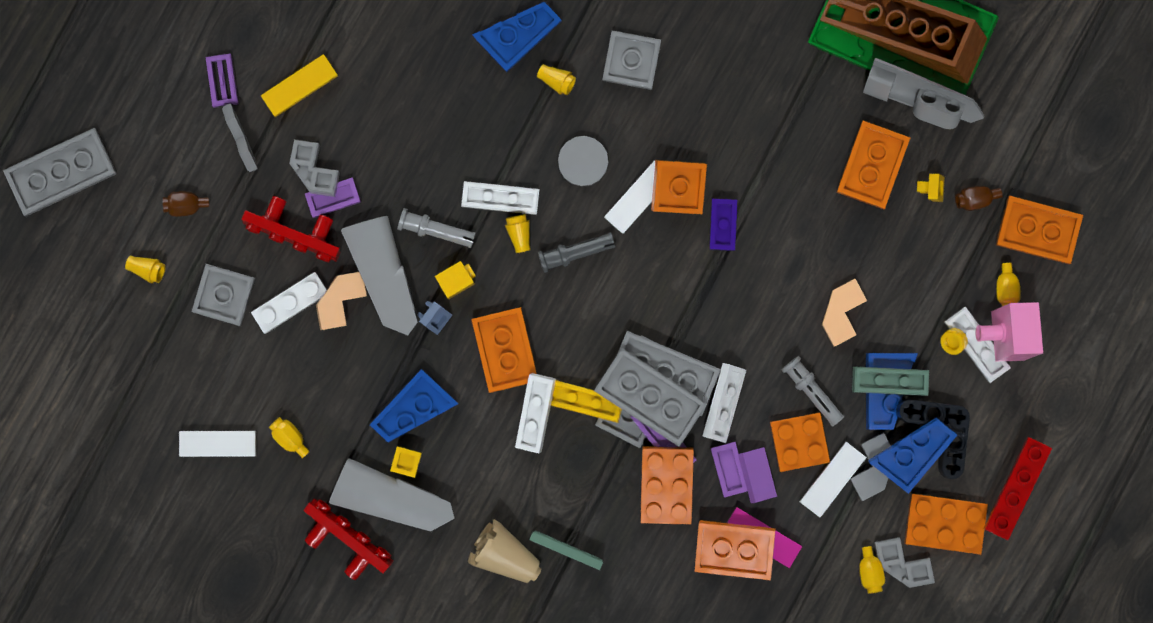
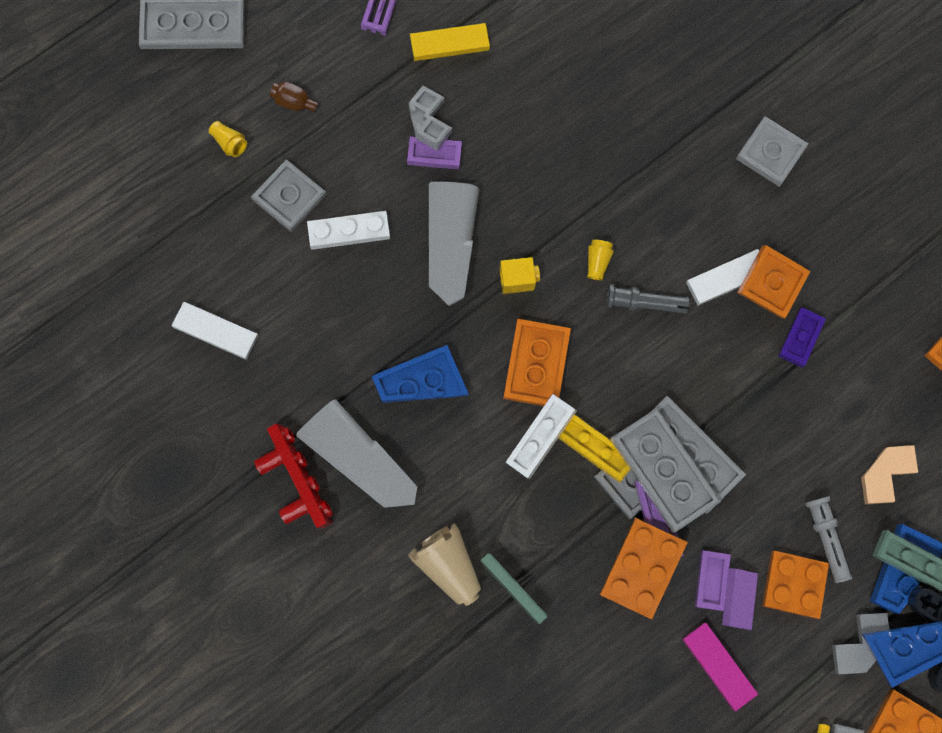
camera: 10 degrees right, 10 degrees down
(241, 140) = (372, 68): light grey tile -> none
(279, 233) = (386, 177): red plate -> none
(288, 436) = (286, 353): yellow plant -> none
(330, 305) = (386, 247): light nougat tile -> none
(406, 462) = (391, 427): yellow tile -> none
(423, 225) = (510, 214): light grey pin -> none
(435, 317) = (482, 302): sand blue tile -> none
(500, 198) = (593, 221): white tile -> none
(516, 36) = (670, 84): blue wing -> none
(557, 79) = (696, 137): yellow cone -> none
(583, 161) = (688, 221): light grey tile -> none
(724, 403) = (735, 510): white plate -> none
(735, 550) = (688, 666): orange plate -> none
(832, 479) = (815, 638): white tile -> none

